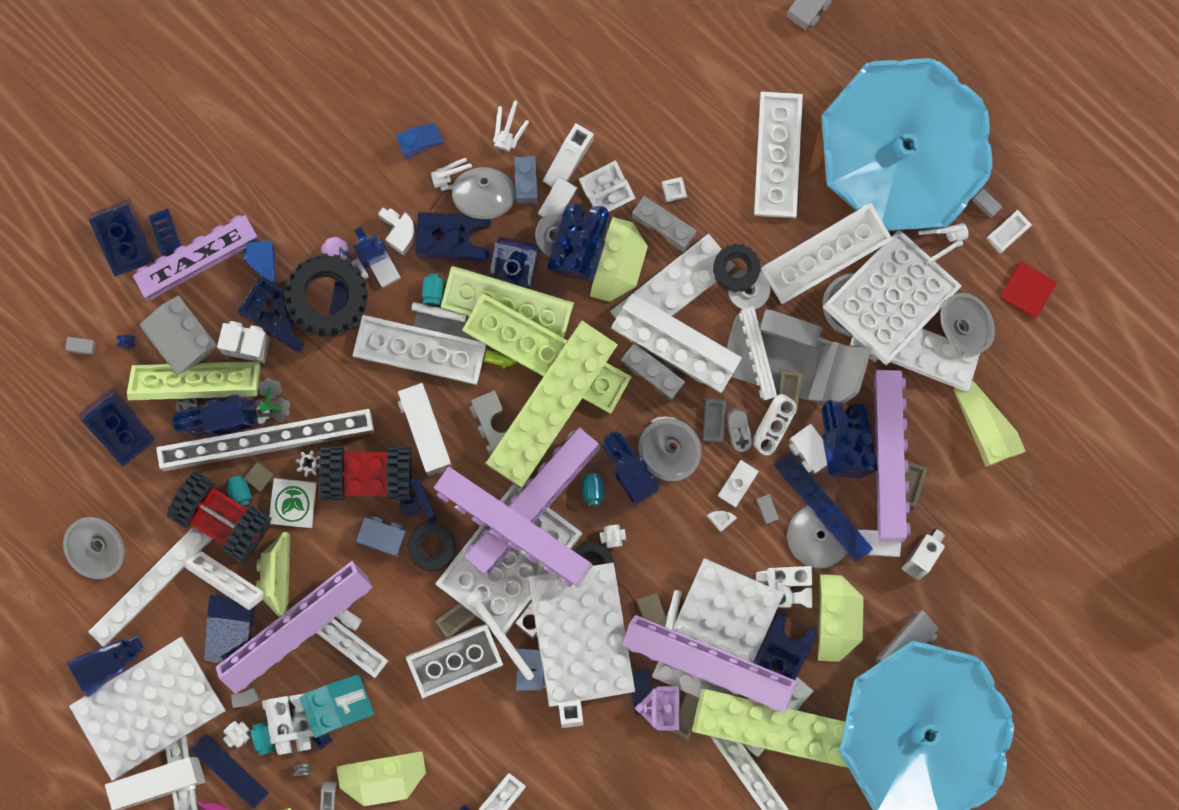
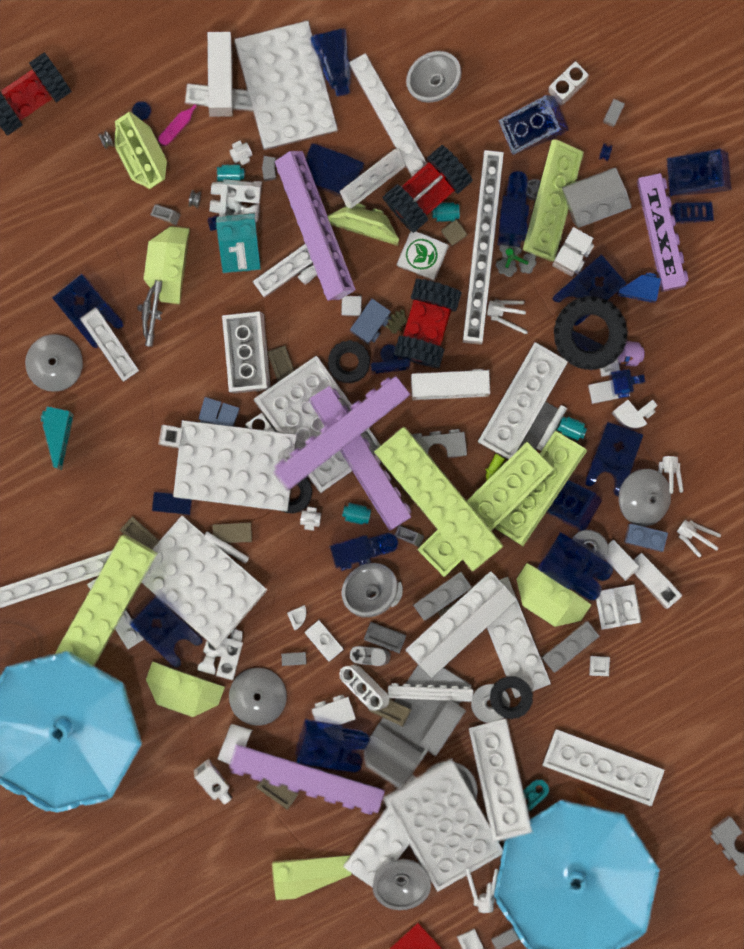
camera: 110 degrees right, 5 degrees up
(73, 417) = (572, 90): none -> white piece
(230, 771) = (212, 139): clear blue tile -> none
(302, 462) = (455, 274): white gear -> none
(328, 406) = (497, 308): none -> white plant
(370, 562) = (351, 306): none -> white tile
(373, 508) = (397, 321): none -> olive piece
(418, 140) = (710, 455): blue slope -> none
(441, 773) = (155, 314): none -> flat silver piece
(476, 602) = (289, 384): white piece -> none
(599, 427) = (409, 536): none -> light grey piece
(662, 708) = (152, 516): lavender slope -> none
(709, 663) = (175, 565): lavender brick -> none
(823, 507) = (280, 706): clear blue tile -> none
(831, 215) = (534, 797): none -> teal plate
(918, 629) = (149, 753): light grey slope -> none

